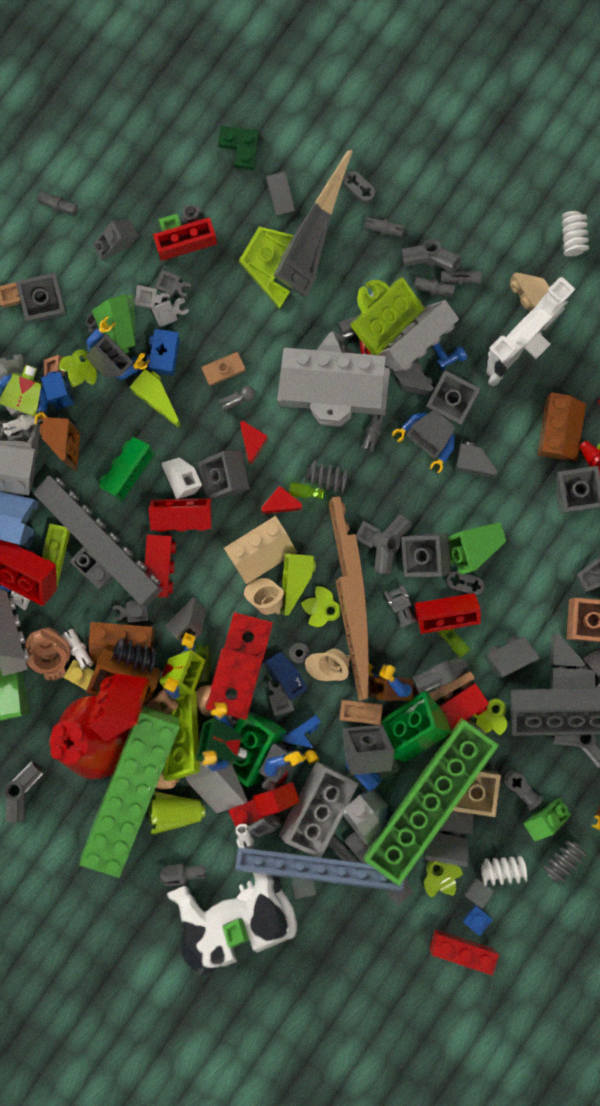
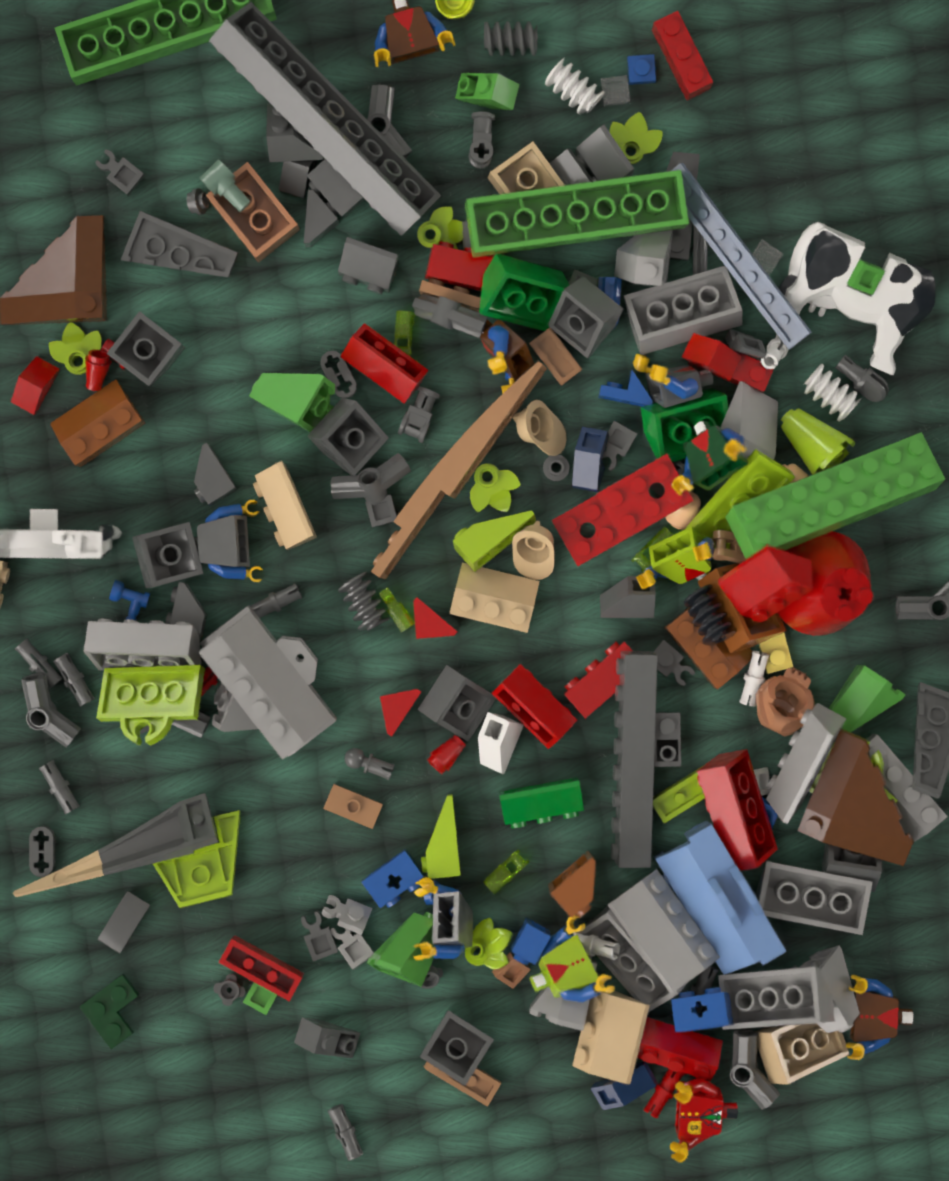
camera: 130 degrees left, 5 degrees up
(108, 412) = (502, 874): none -> clear neon green bar
(191, 848) = (831, 393): none -> white piece
(202, 443) = (446, 754): none -> red cone
(420, 484) = (284, 506): none -> tan slope

